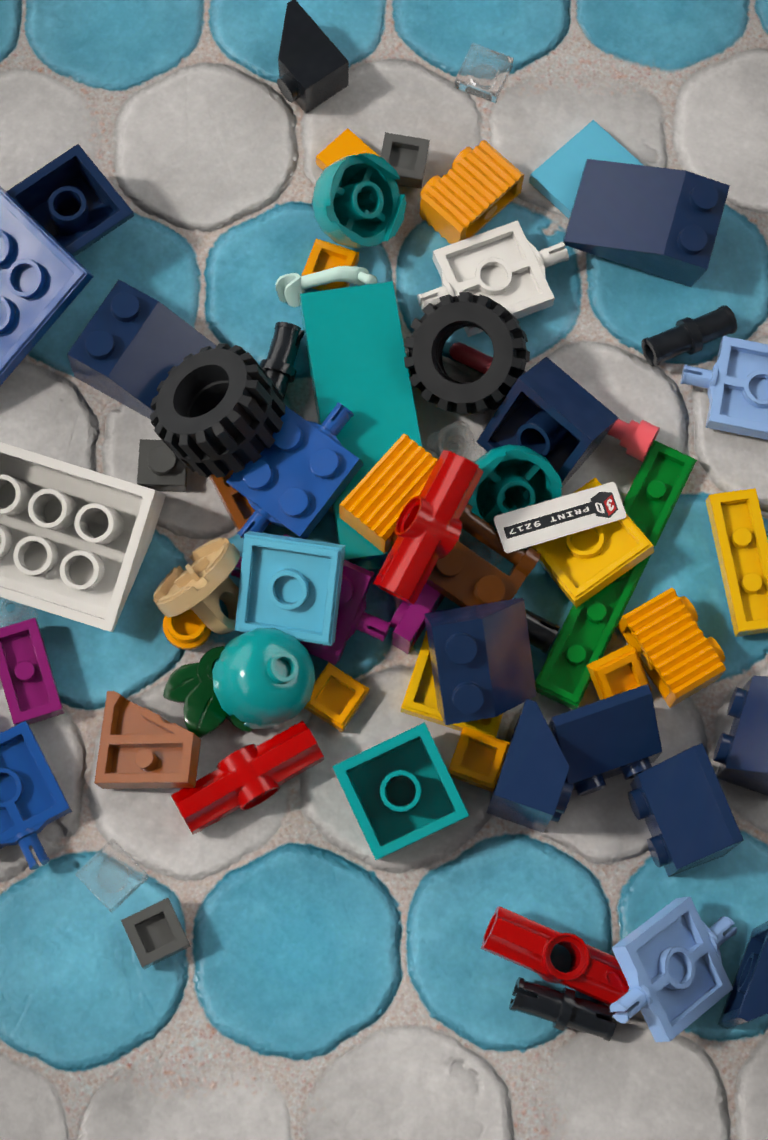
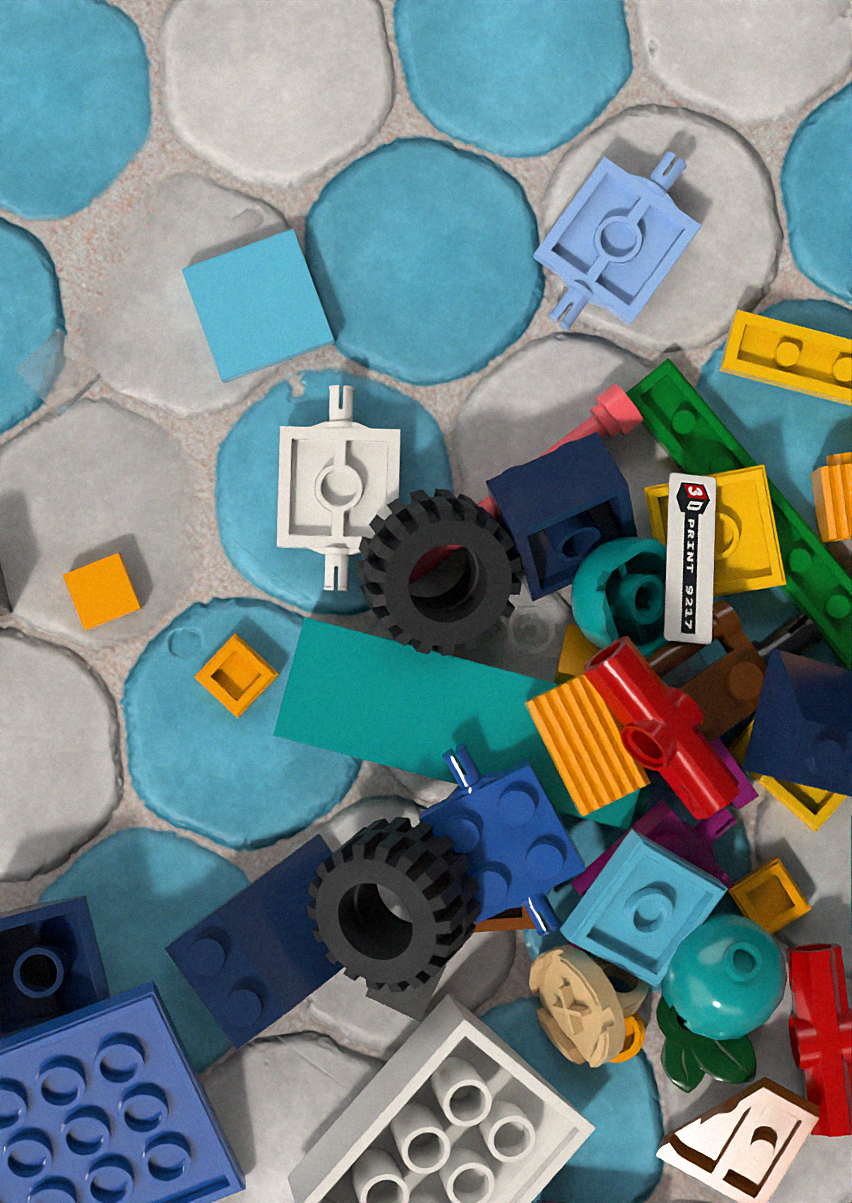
camera: 60 degrees left, 15 degrees up
(283, 355) = (340, 791): black pin -> none
(292, 284) = (251, 734): light aqua piece -> none
(359, 201) = (181, 611): teal cylinder -> none
(407, 156) = (135, 526): dark grey plate -> none
(470, 192) = (217, 466): light orange brick -> none
(647, 218) = (347, 270): dark blue slope -> none
(689, 335) = (512, 290): black pin -> none

